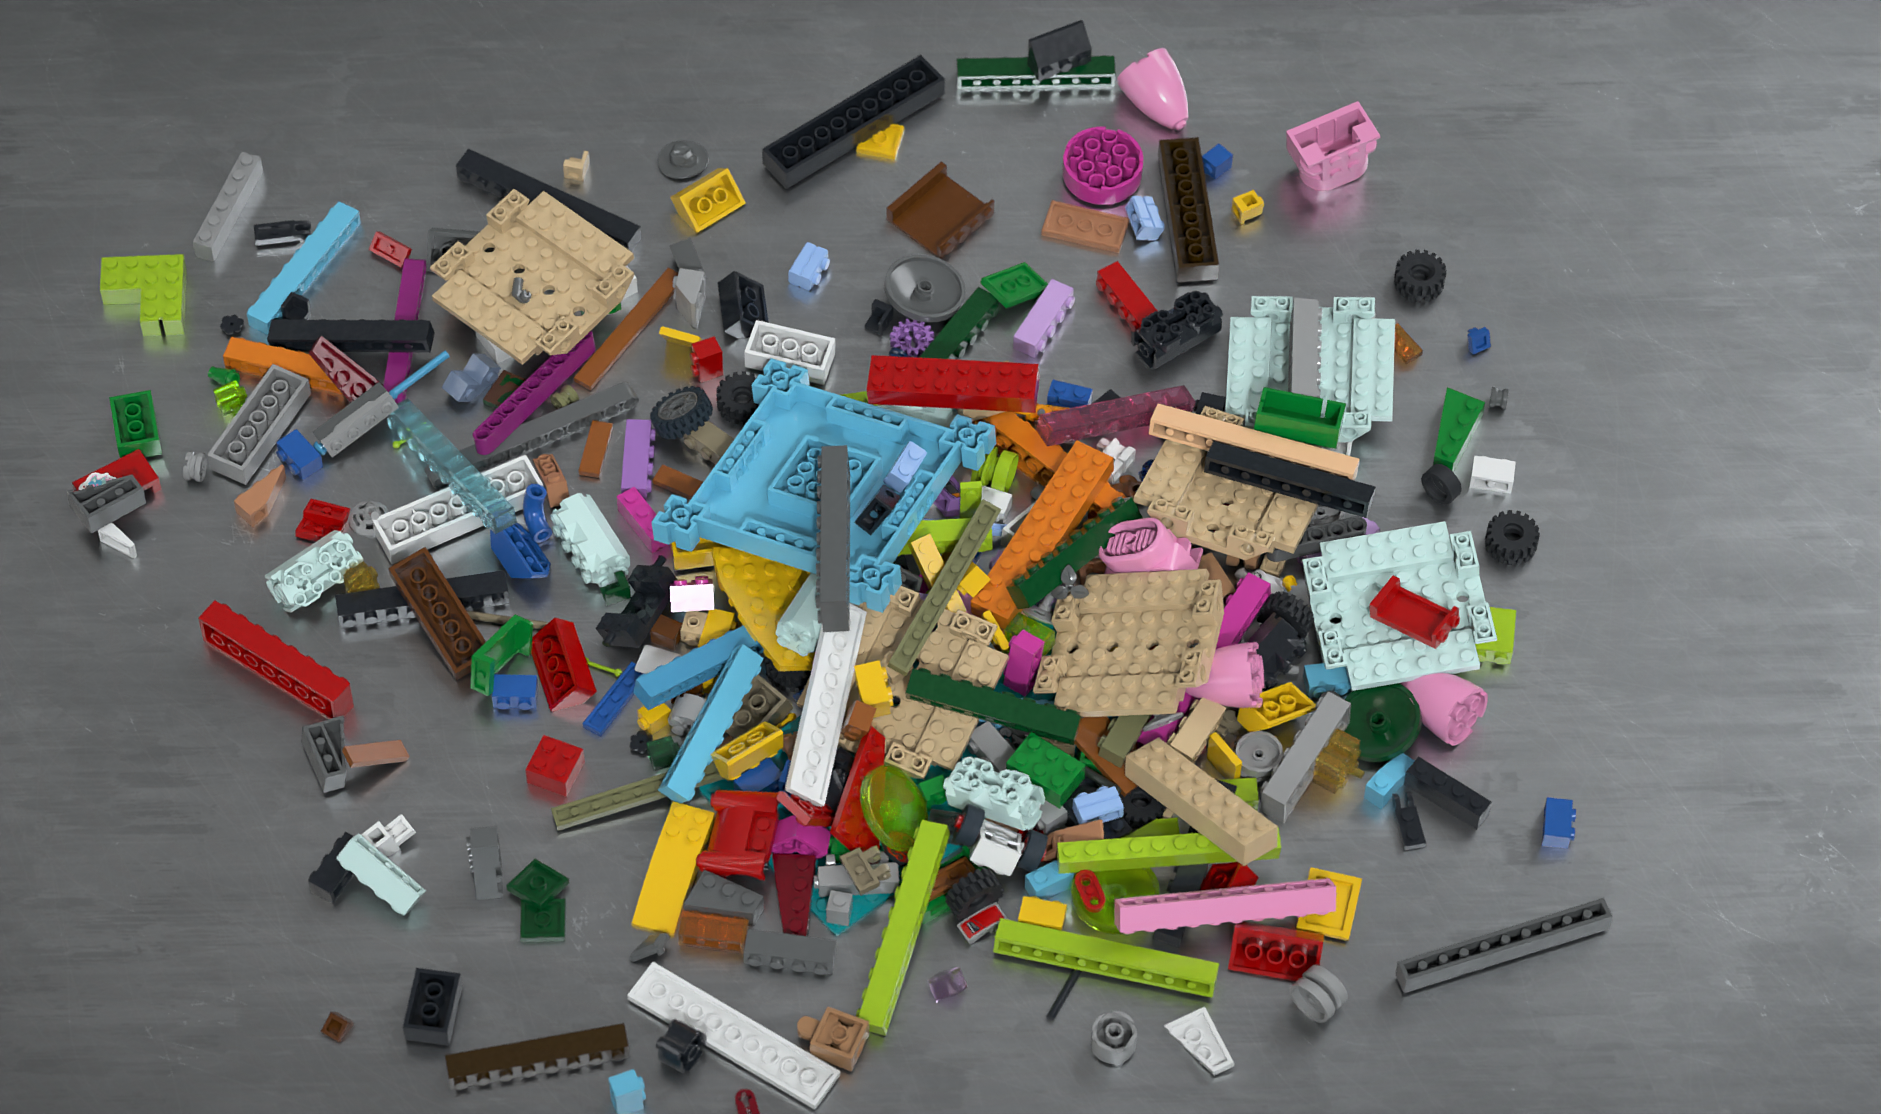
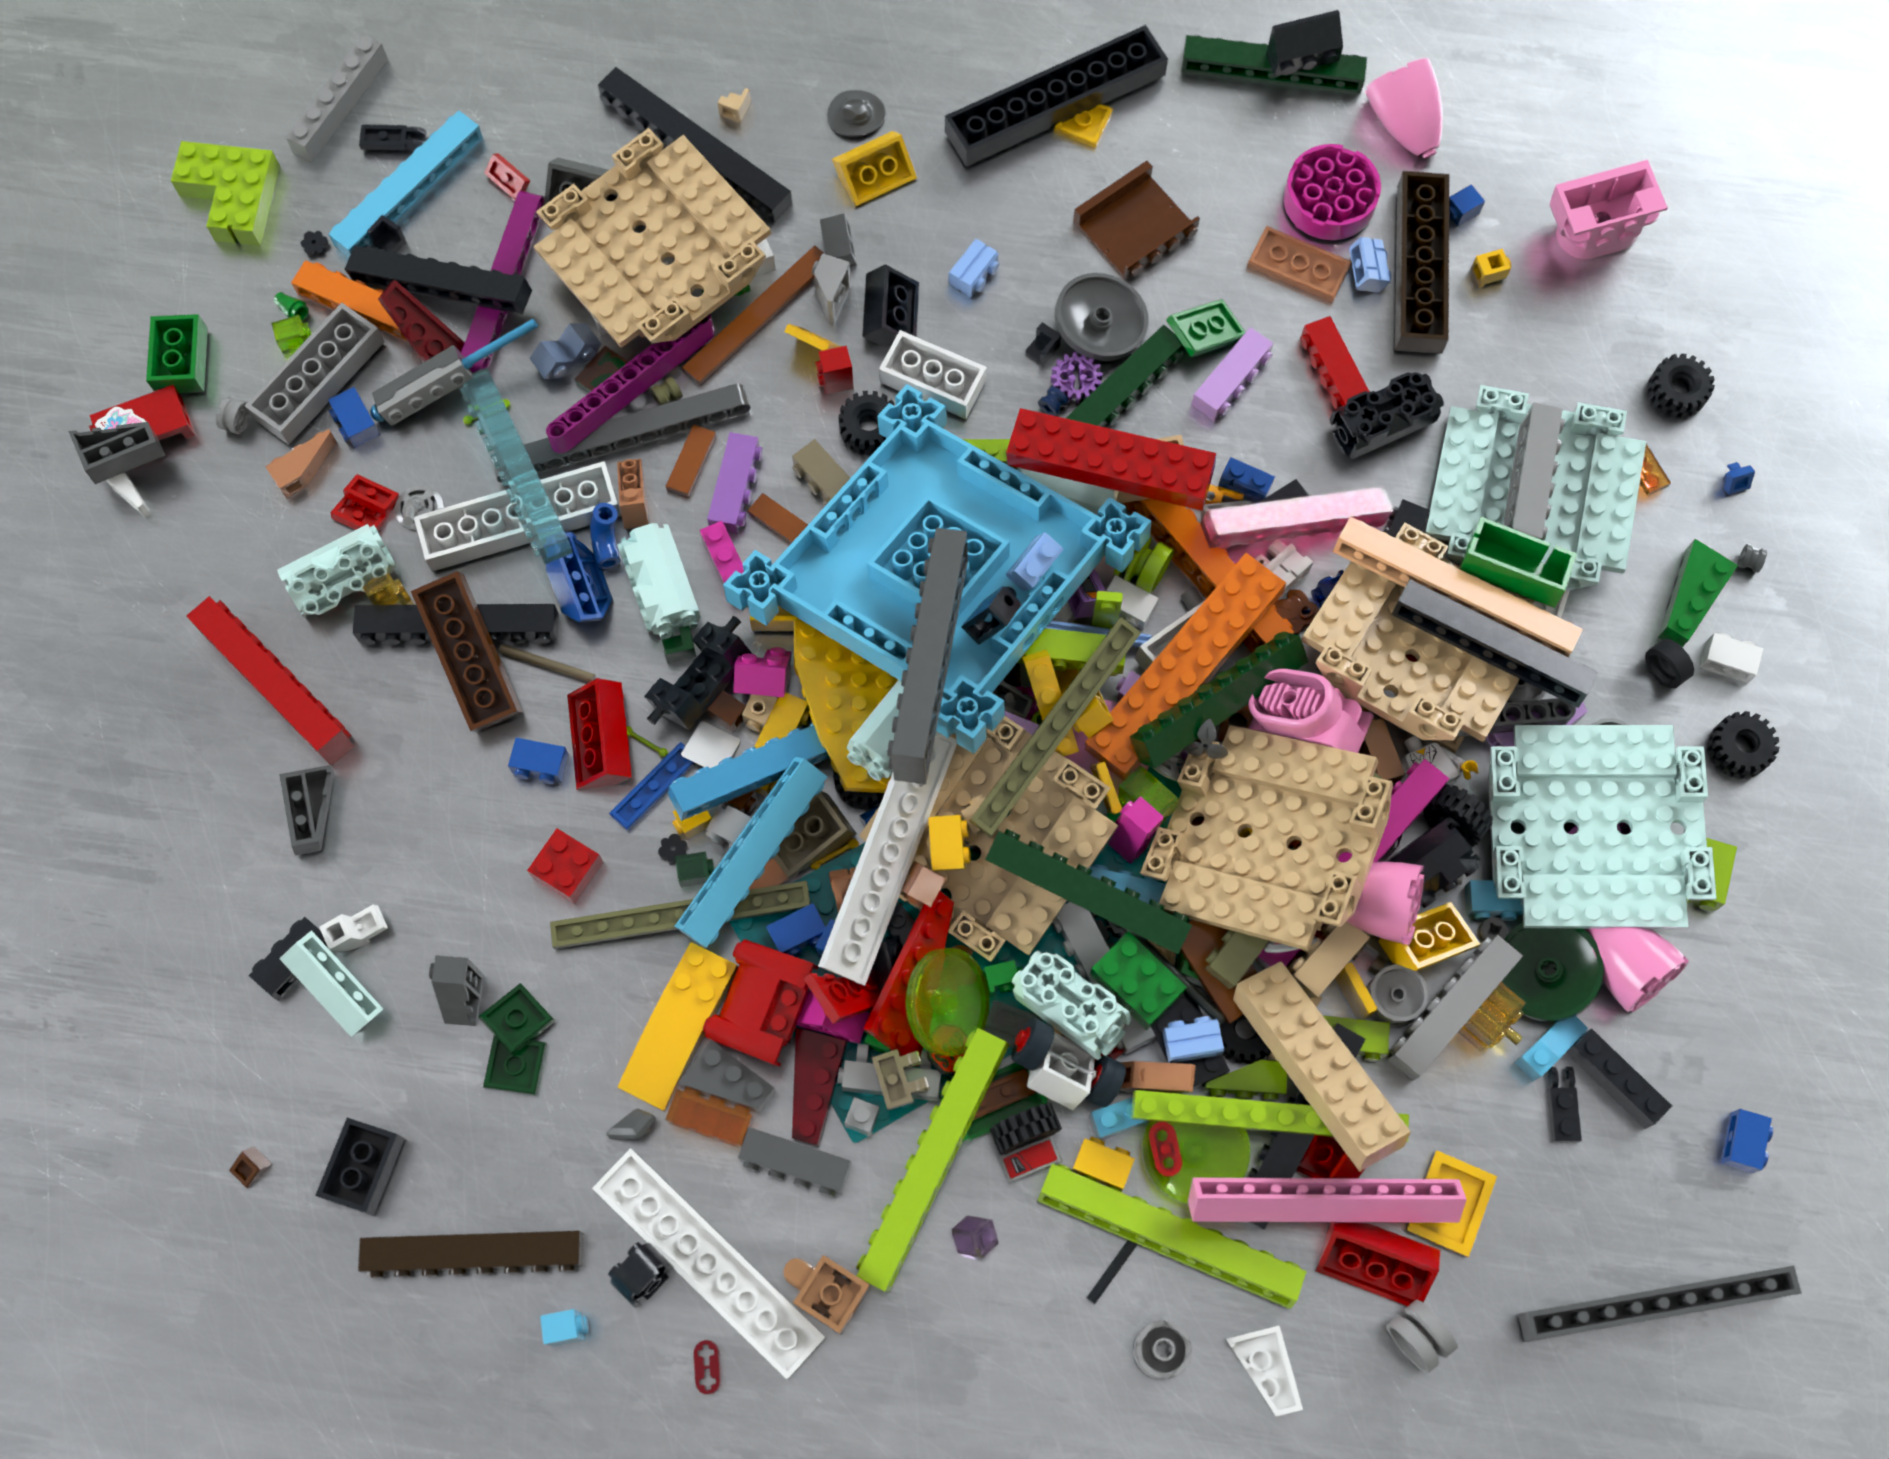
camera: 10 degrees right, 15 degrees up
(375, 753) = (360, 818): tile -> none
(509, 640) = (522, 712): green panel -> none
(518, 292) = (630, 256): dark grey arm -> none
(681, 412) = (793, 433): black wheel -> none
(748, 750) = (786, 894): yellow slope -> none
(1413, 614) = (1618, 847): red panel -> none

